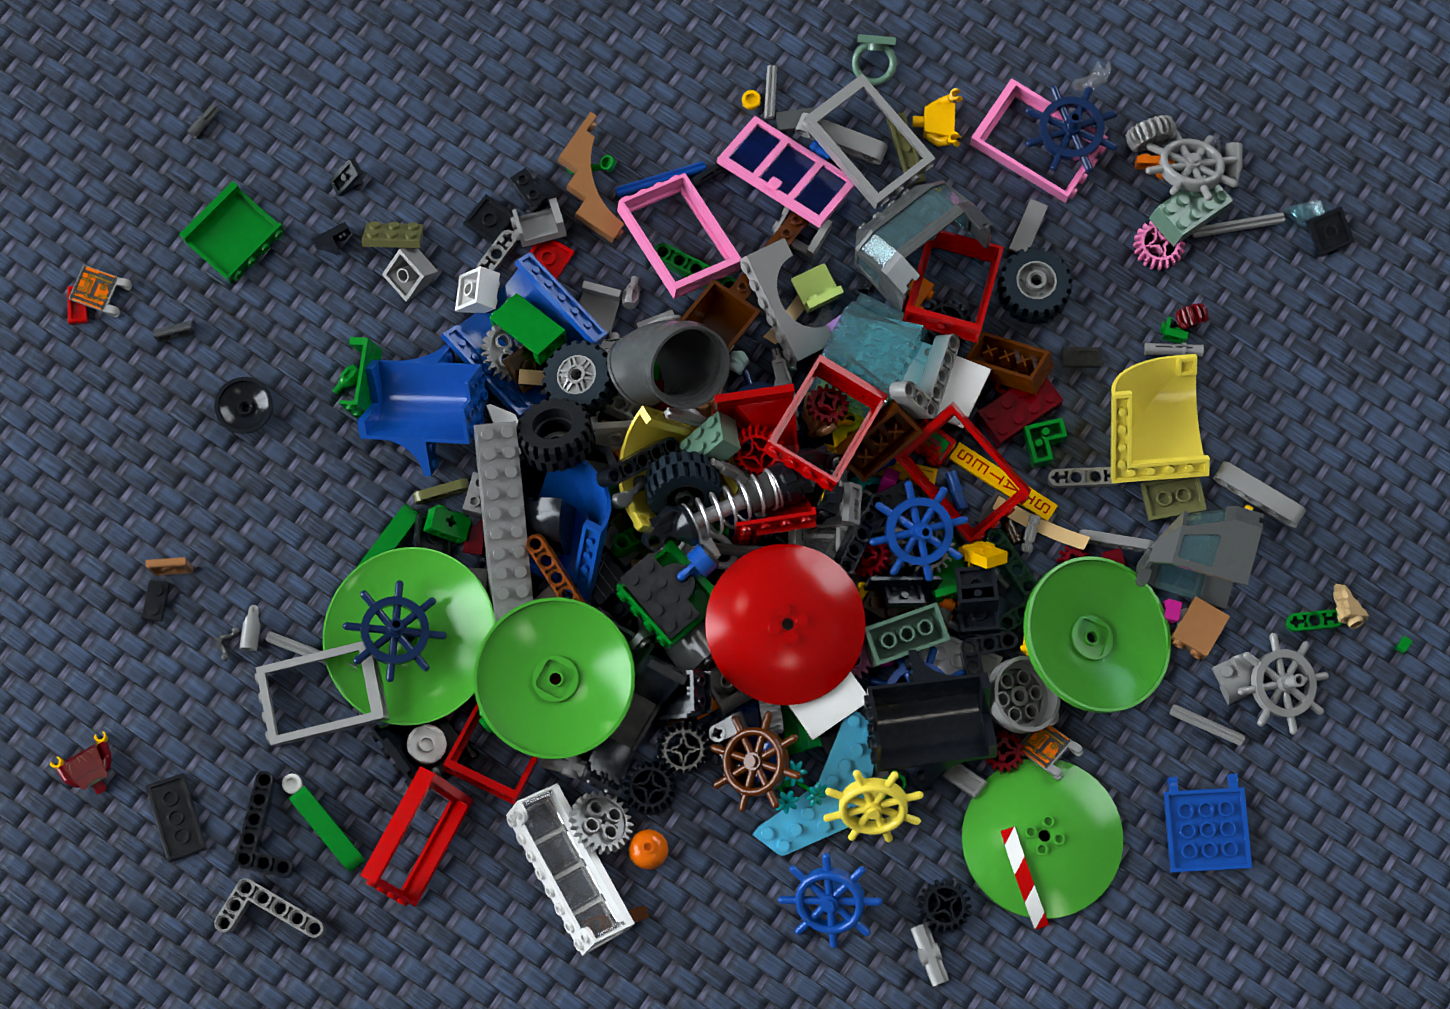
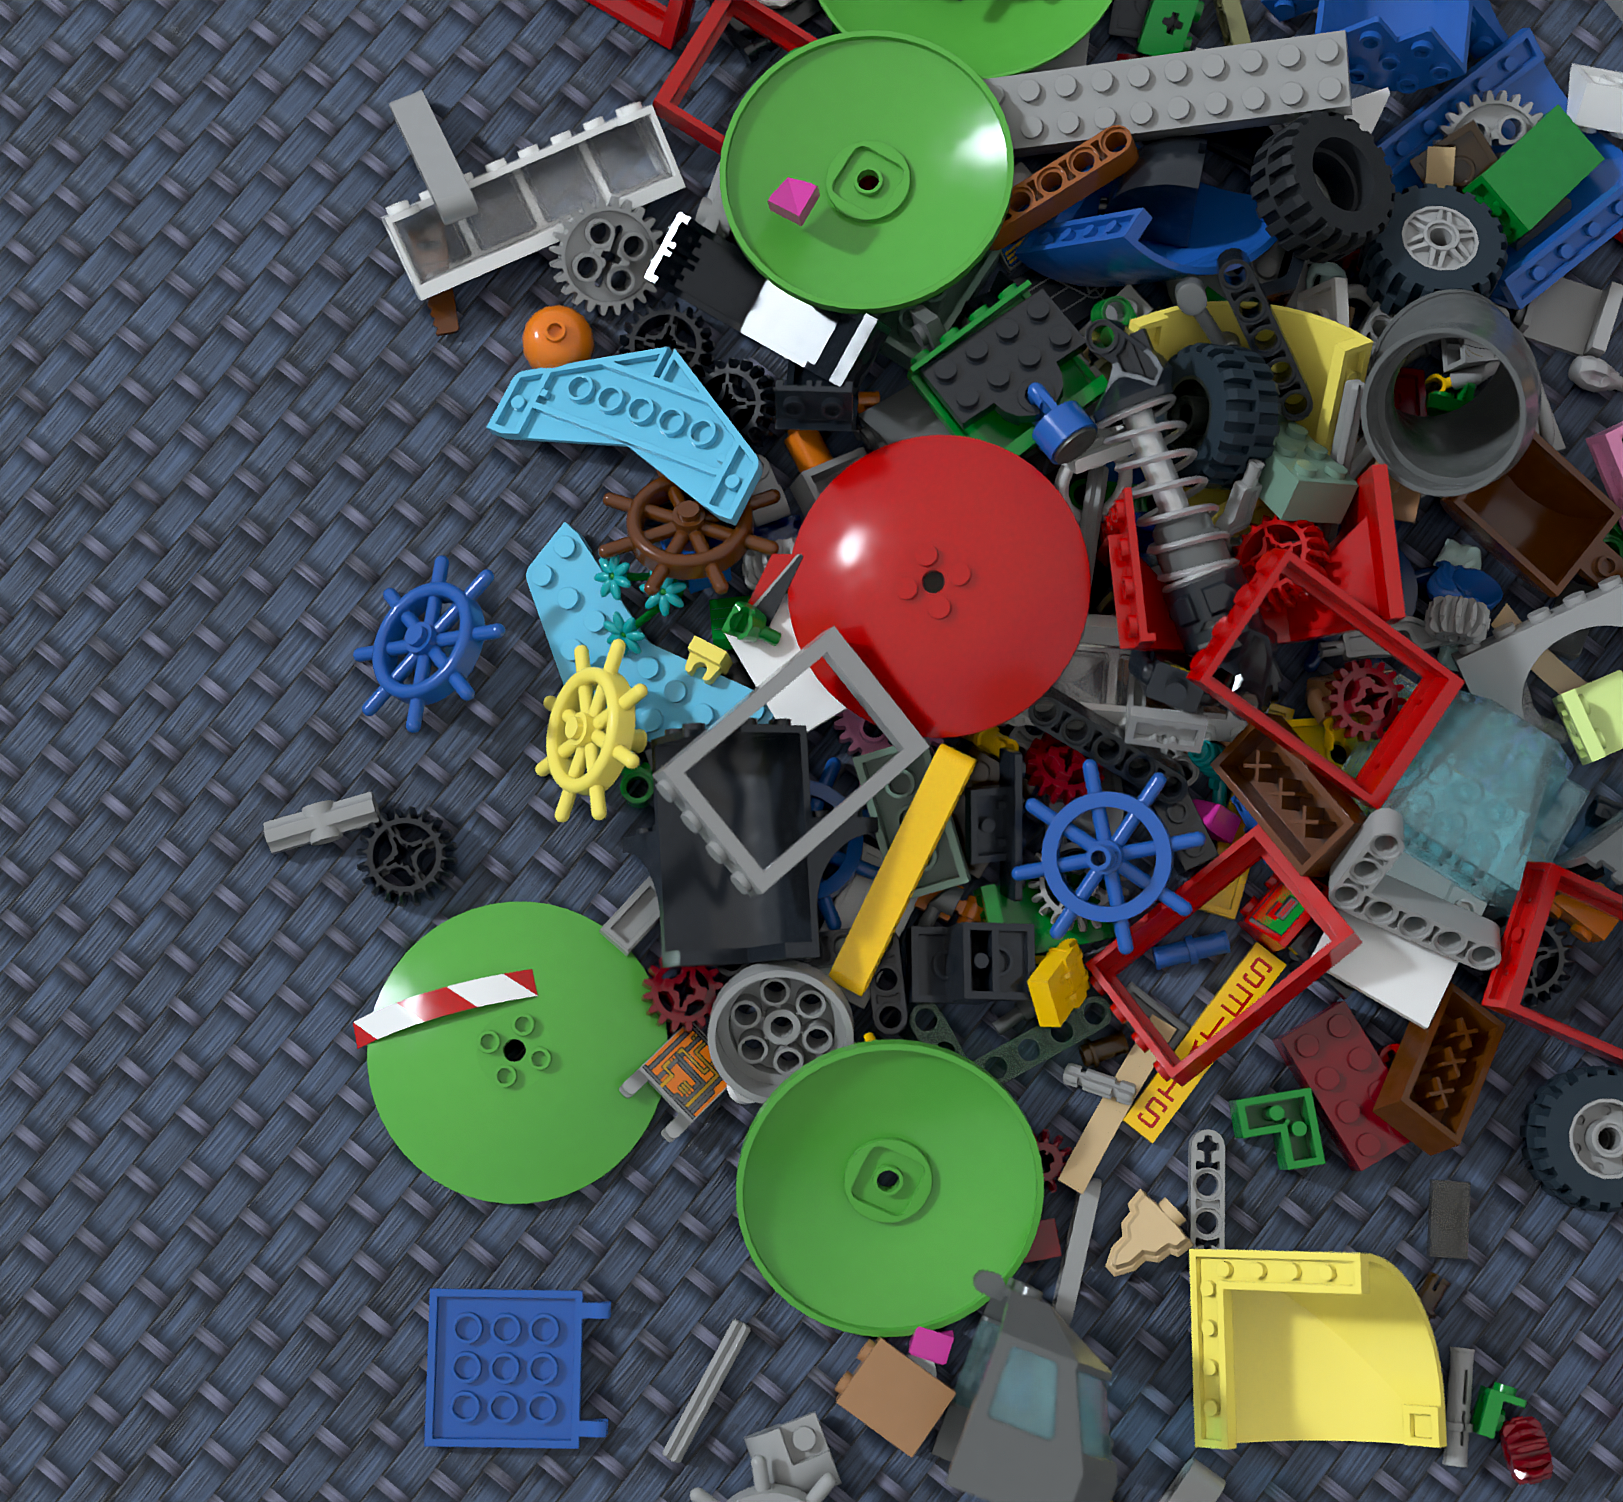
camera: 90 degrees right, 5 degrees up
(550, 924) = (433, 158): none -> light grey beam
(575, 714) = (794, 200): none -> dark pink slope
(688, 805) = (643, 404): none -> medium azure wing
(756, 358) = (1464, 582): none -> blue hair
(778, 360) = (1457, 620): none -> light grey gear
(792, 715) = (774, 583): none -> sticker
(810, 723) = (748, 624): none -> green piece
(825, 748) = (709, 656): none -> light yellow tile
(926, 732) = (702, 818): none -> light grey window
(934, 635) = (902, 869): none -> yellow beam
(1105, 505) = (1148, 1234): none -> tan rock
(1121, 364) = (1429, 1298): none -> dark brown pin
(1171, 497) = (1155, 1371): olive plate -> none

